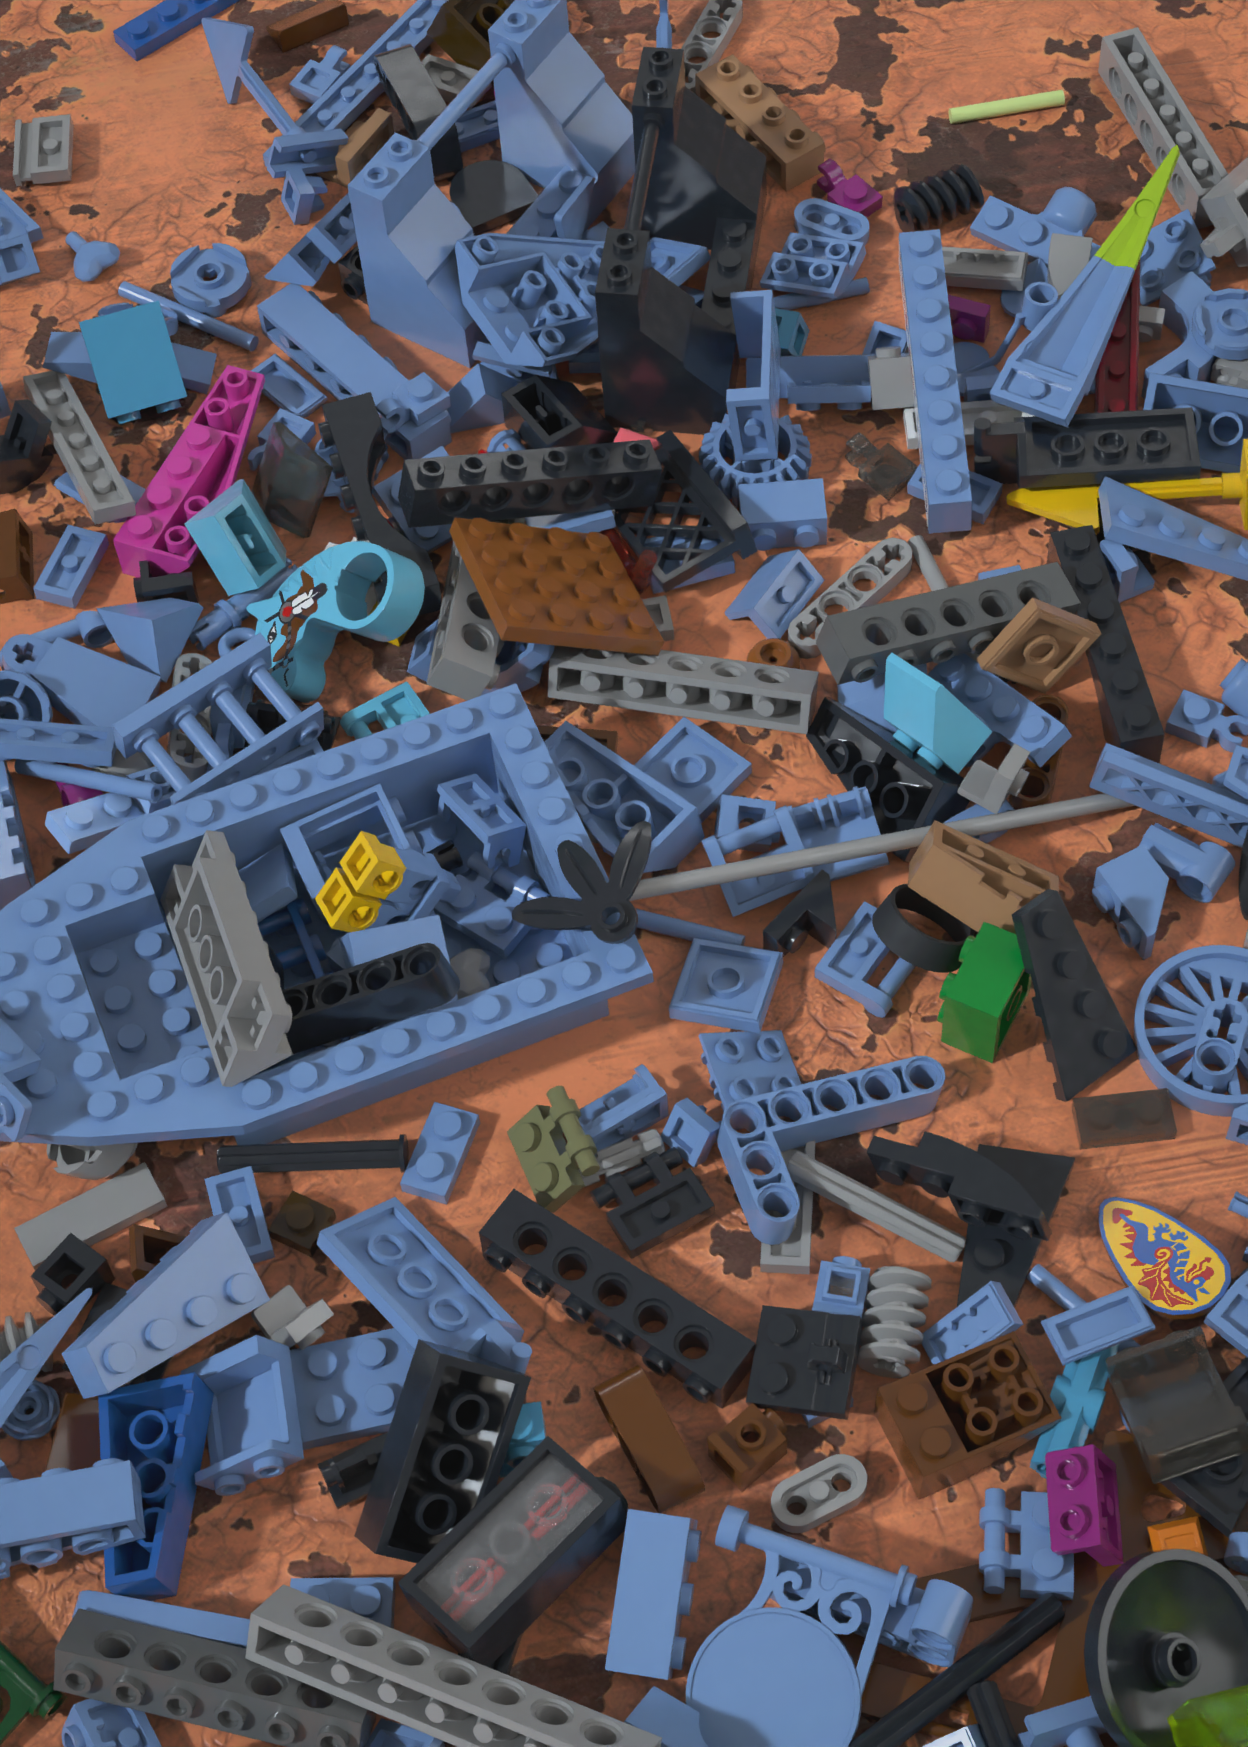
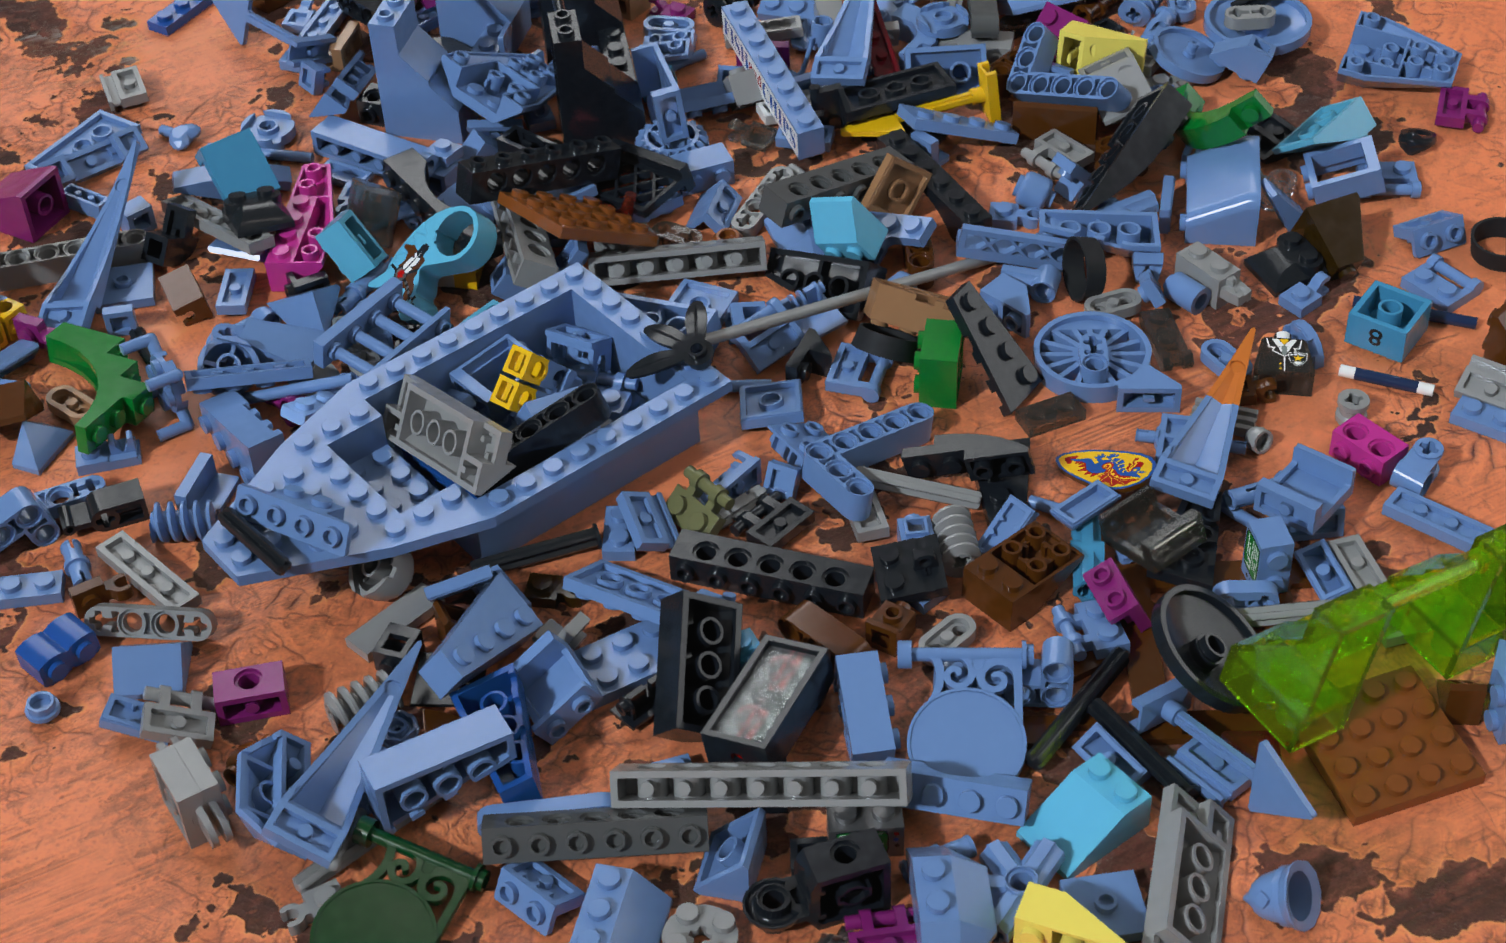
camera: 20 degrees left, 15 degrees down
(125, 453) = (256, 212): none -> black slope
(175, 1203) = (459, 583): none -> medium blue tile
(477, 1154) = (648, 520): none -> medium blue plate
(709, 628) = (674, 233): none -> clear smoke beam
(992, 786) = (899, 263): light grey bracket -> none

